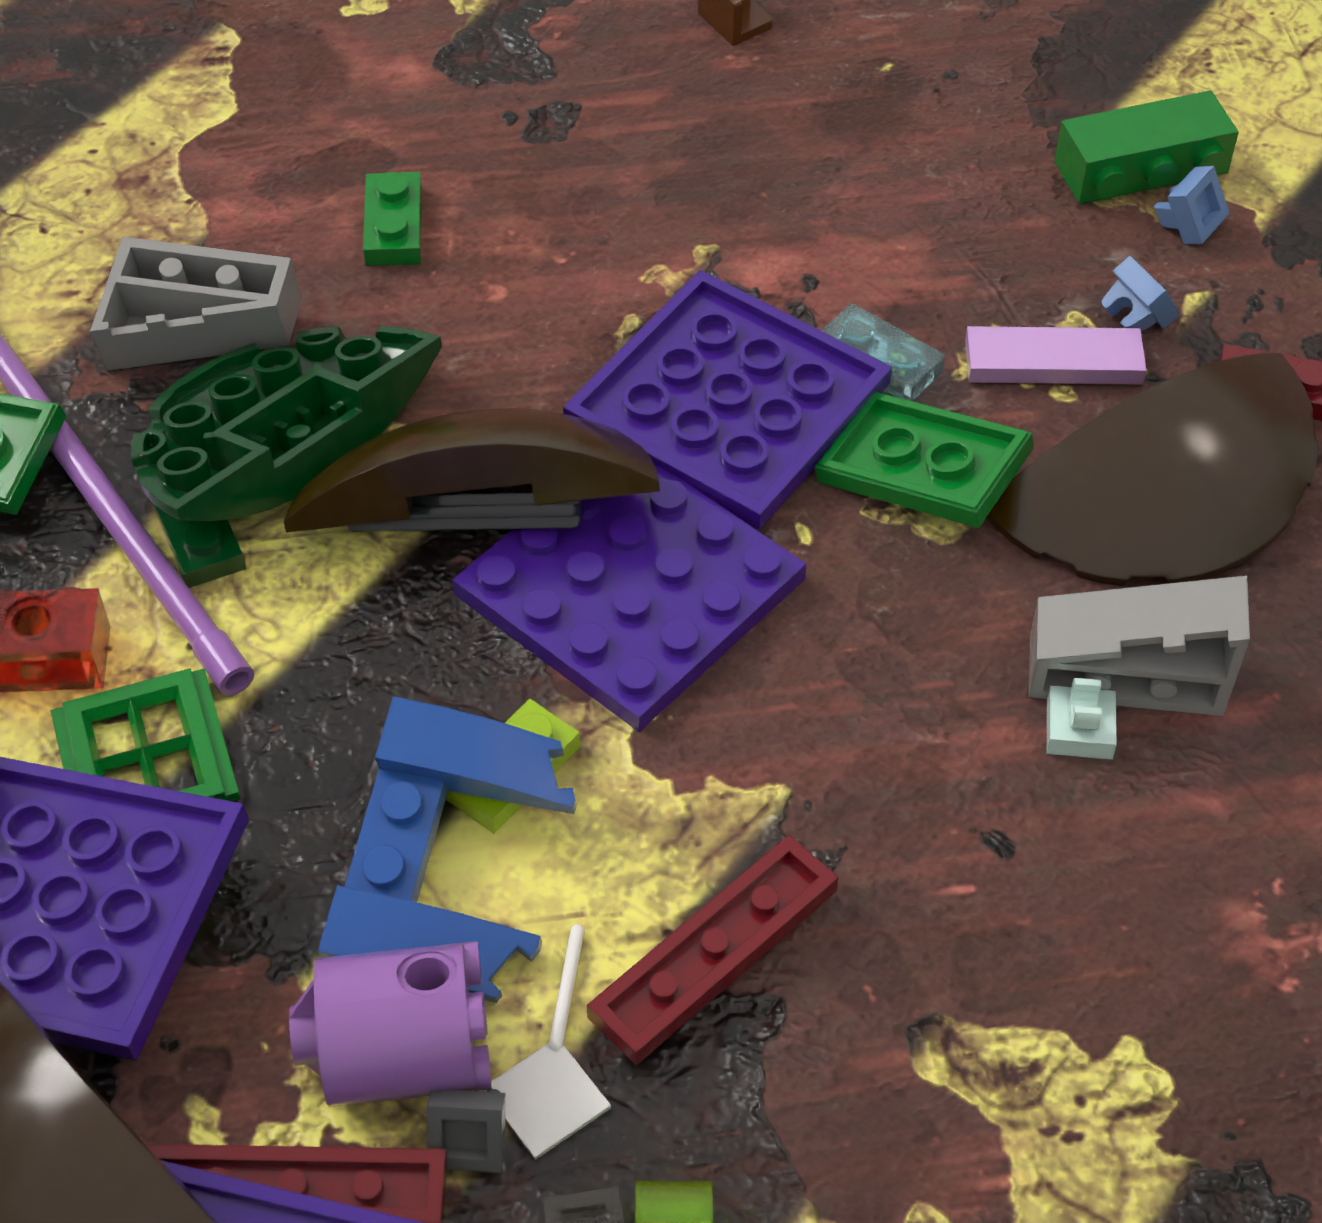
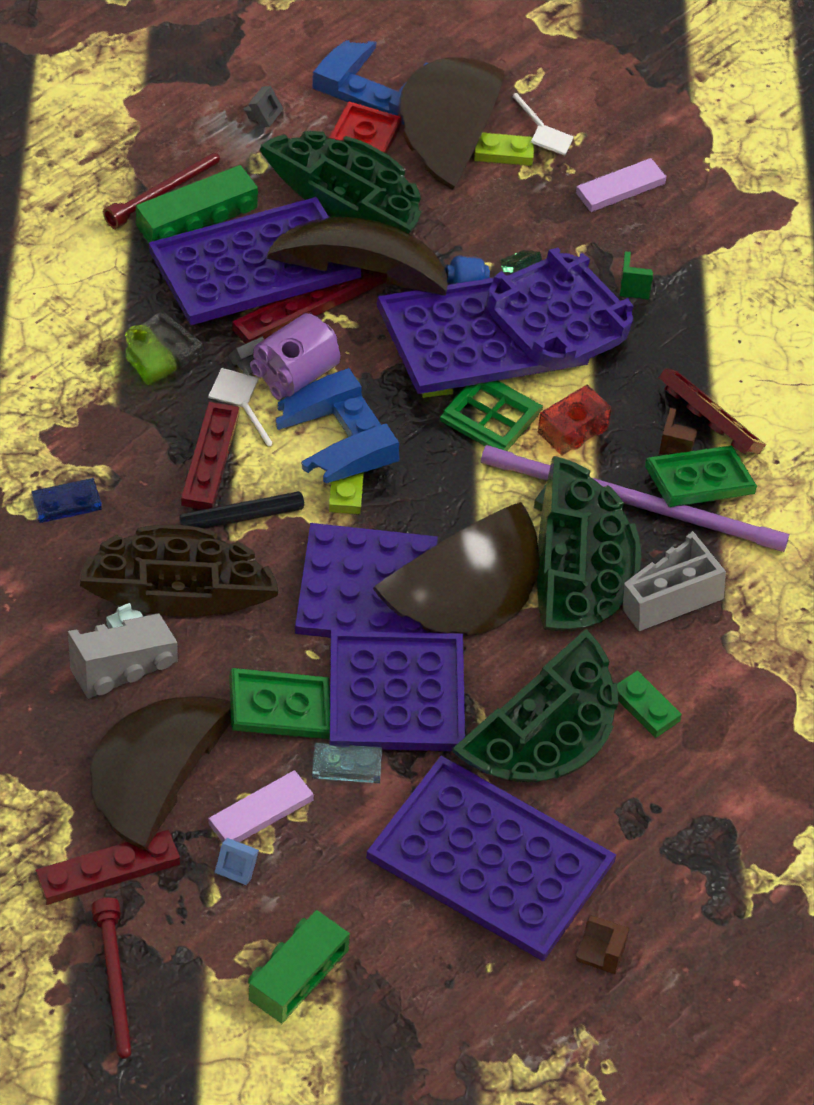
camera: 140 degrees right, 0 degrees up
(561, 244) = (551, 722): none -> dark green brick
(738, 811) = (243, 510): none -> black axle
(787, 151) = (491, 857): none -> dark purple plate
(943, 751) = (178, 572): none -> dark brown brick
(1049, 1026) = (66, 500): none -> clear blue plate
(1194, 206) = (246, 939): medium blue tile -> none

